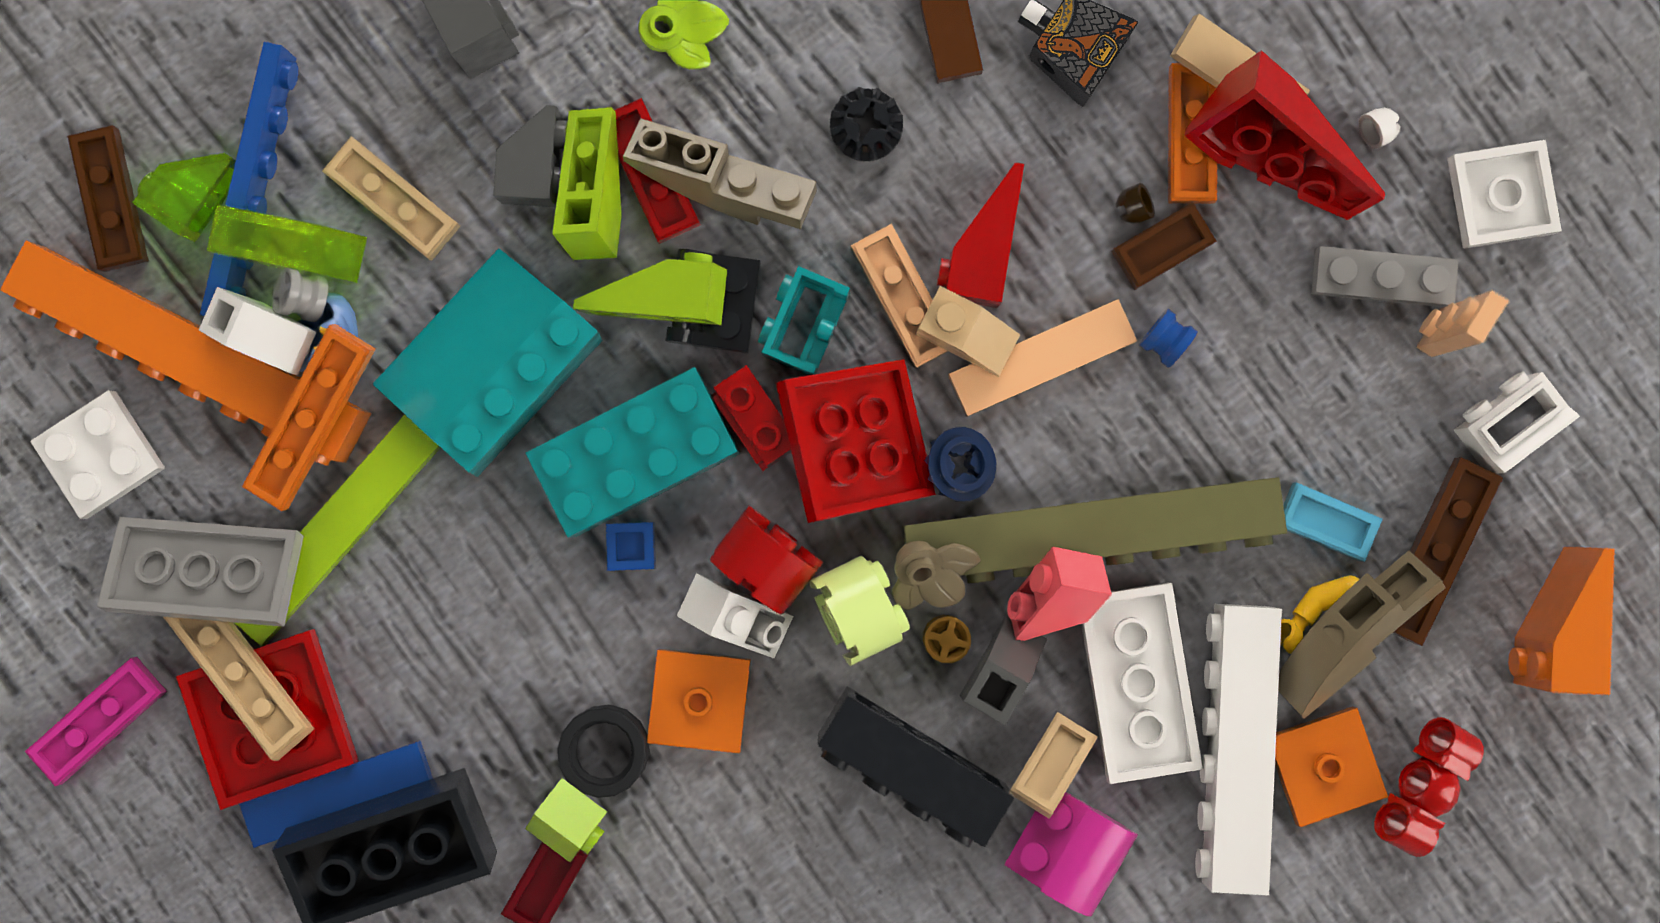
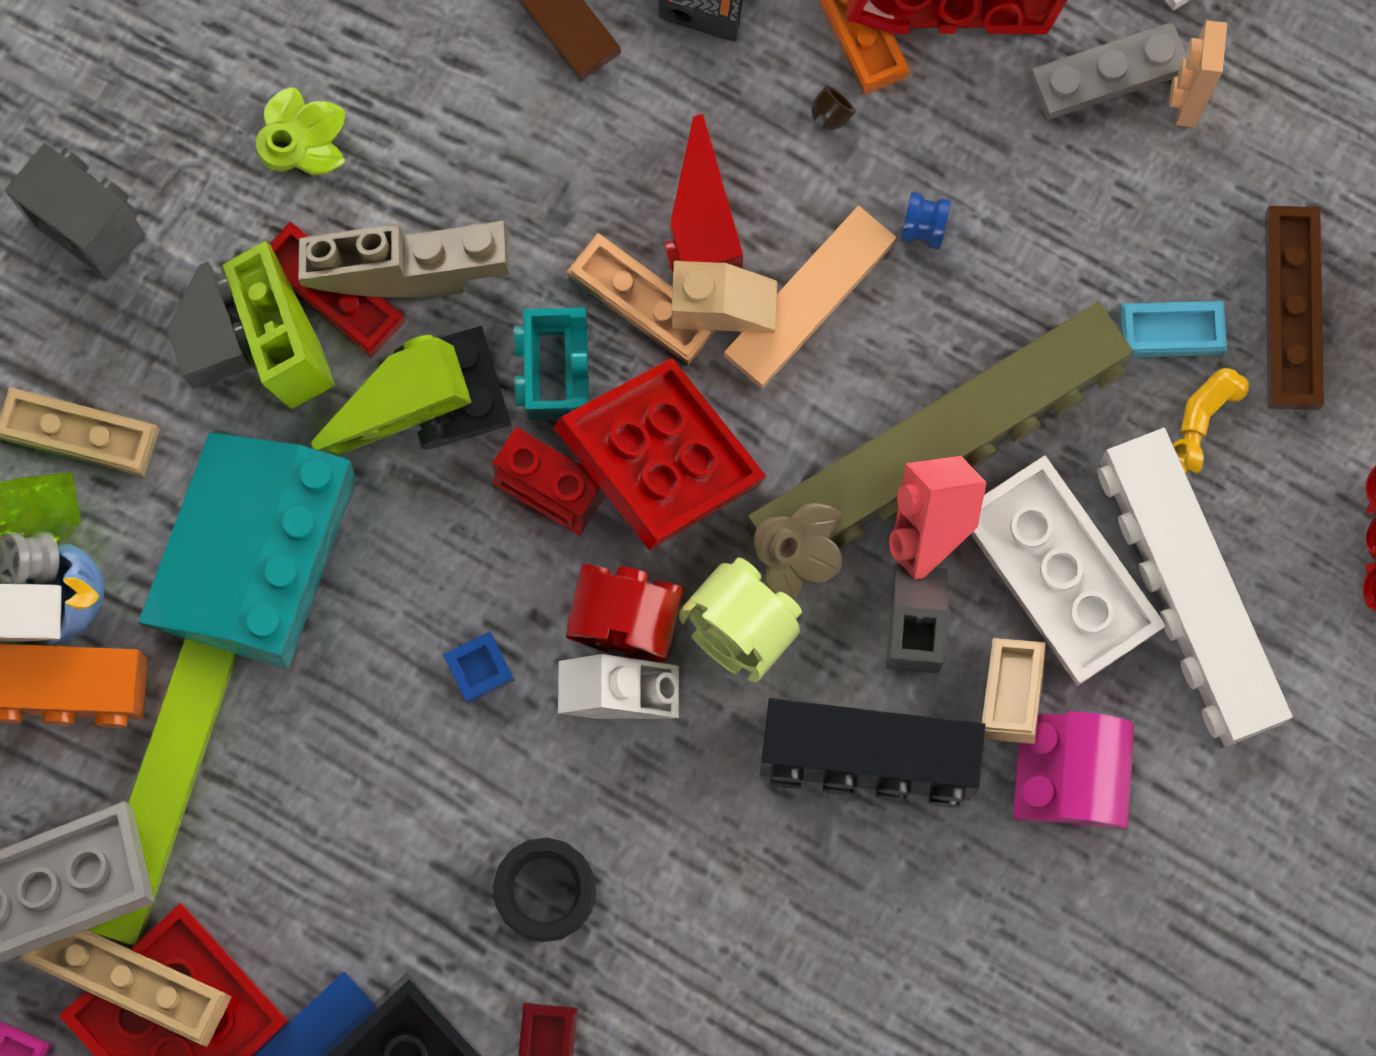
camera: 25 degrees left, 10 degrees down
(308, 417) = (89, 677): orange tile -> none
(567, 821) = (539, 976): lime brick -> none
(632, 453) = (440, 569): teal brick -> none
(698, 701) = (620, 795): orange plate -> none
(877, 142) = (547, 161): black gear -> none
(952, 648) = (845, 604): pearl gold wheel -> none
(979, 461) = (794, 425): dark blue gear -> none
(1163, 246) = (879, 137): reddish brown tile -> none
(1327, 767) = (1291, 570): orange plate -> none
(1351, 628) = (1241, 420): dark tan slope -> none
(1485, 415) = (1285, 185): white window -> none

